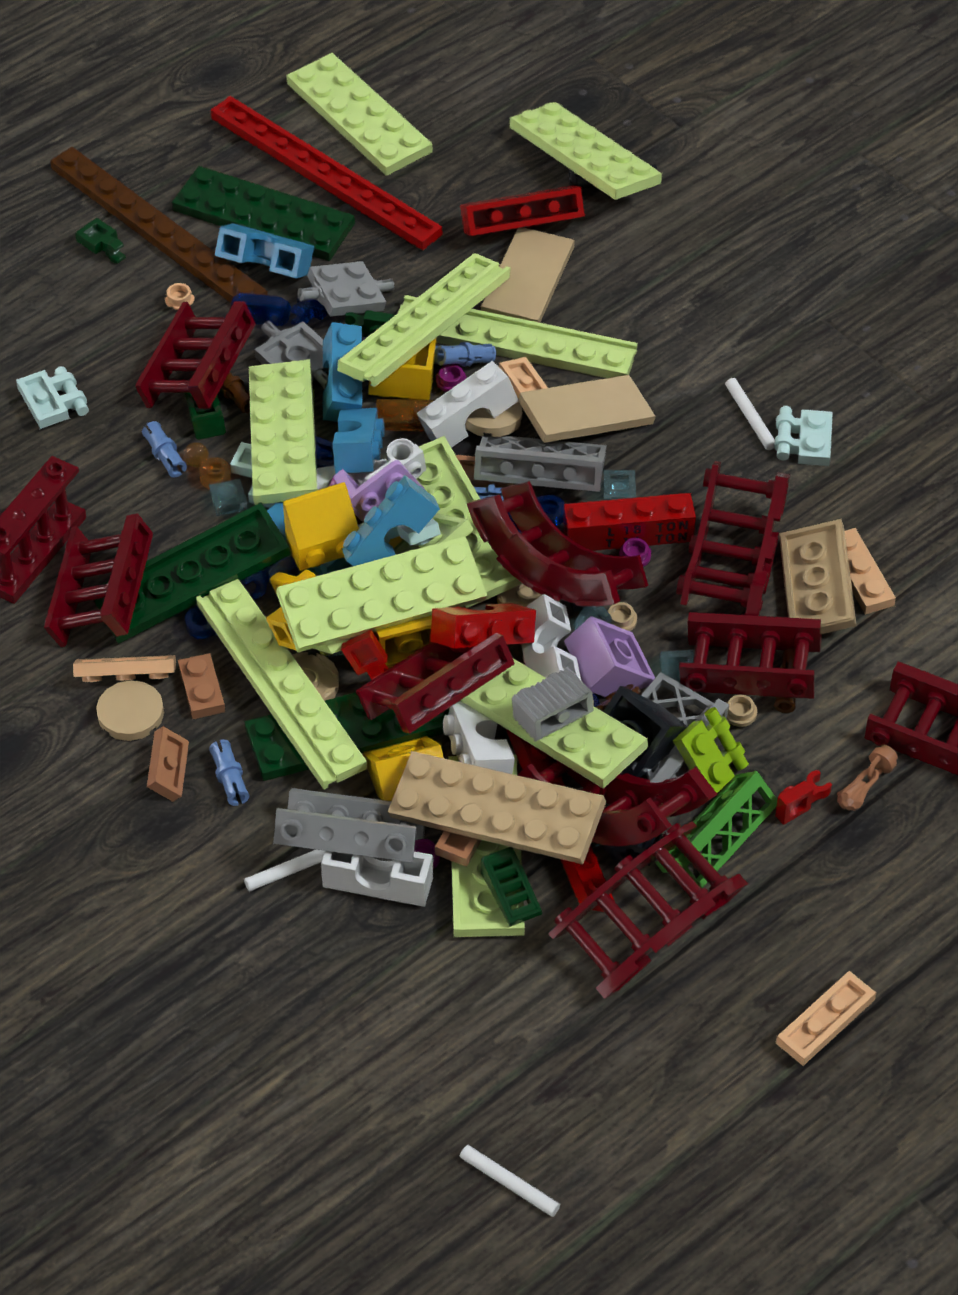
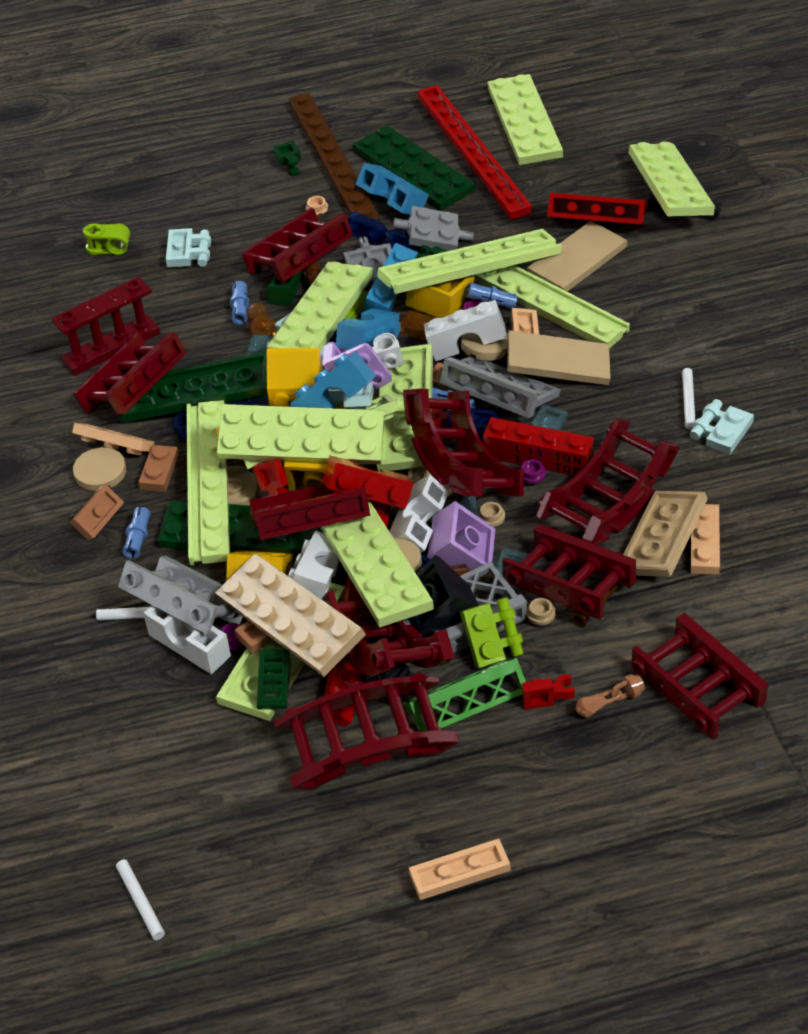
camera: 30 degrees right, 5 degrees down
(552, 704) = (372, 550): light grey brick -> none

